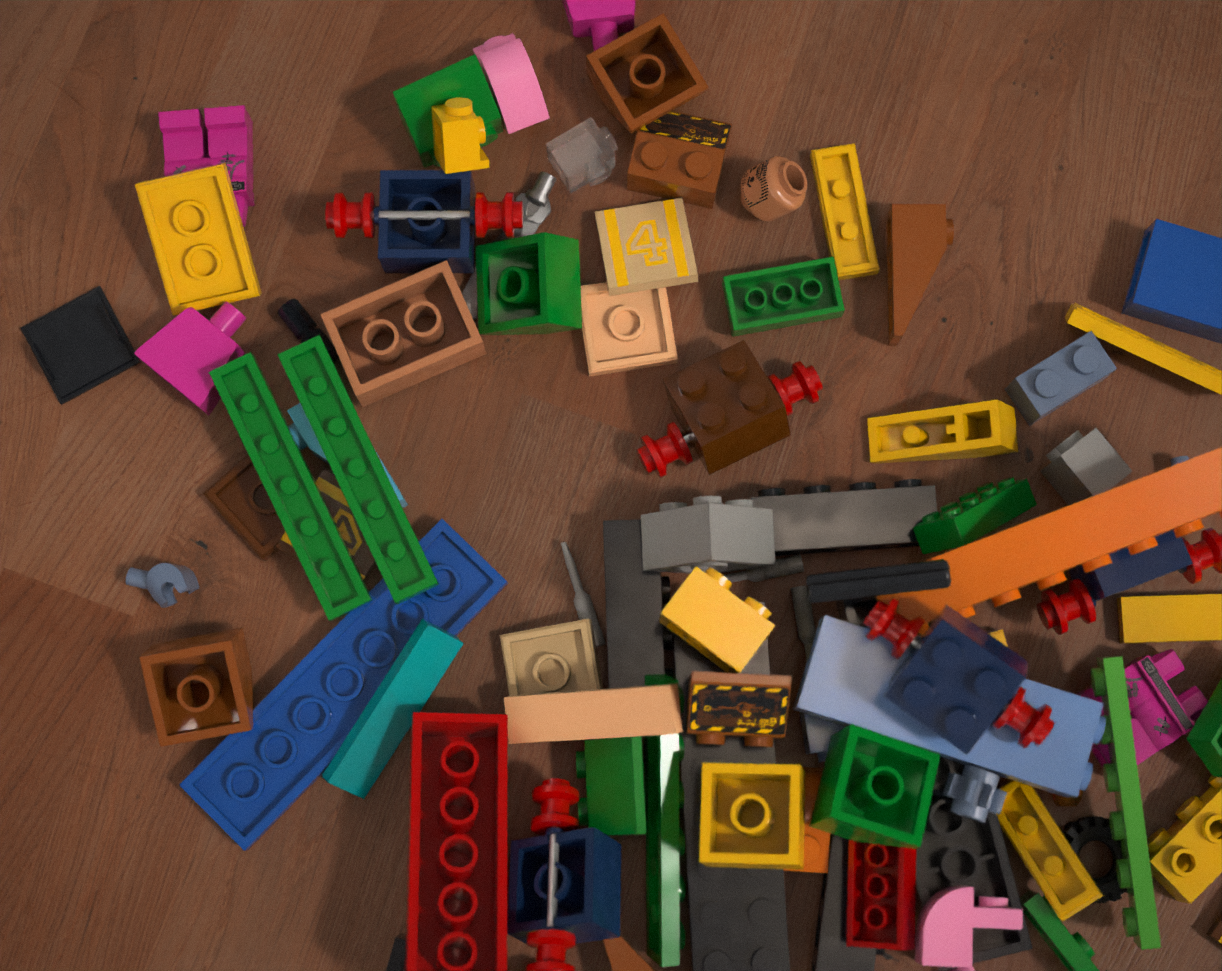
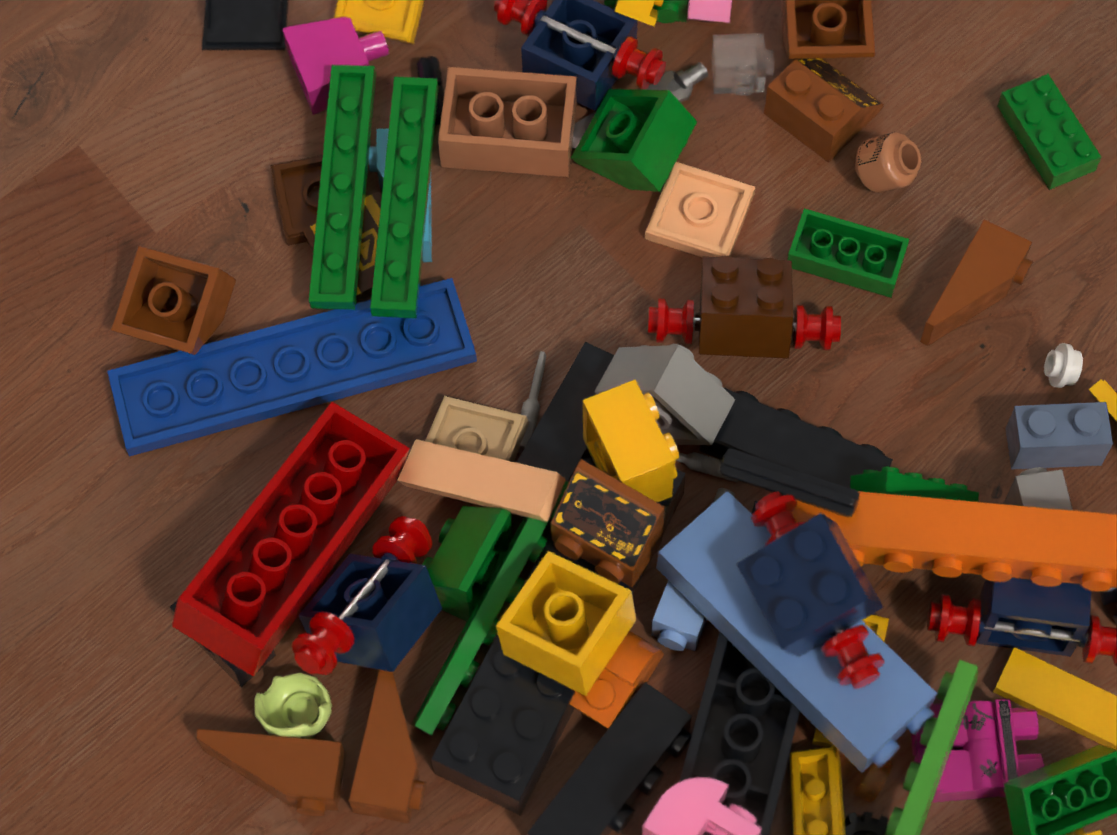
camera: 30 degrees right, 15 degrees down
(161, 581) = (196, 212): sand blue piece -> none
(391, 709) = (296, 411): teal tile -> none
(646, 246) = (752, 158): tan tile -> none
(844, 211) = (941, 217): yellow tile -> none
(875, 789) = (688, 658): green slope -> none
(881, 896) = (648, 753): red piece -> none
(895, 74) = (1049, 131): none -> green piece
(944, 433) = (933, 430): yellow slope -> none
(974, 793) = (777, 714): sand blue gear -> none
(1028, 306) = (1063, 365): none -> white plate

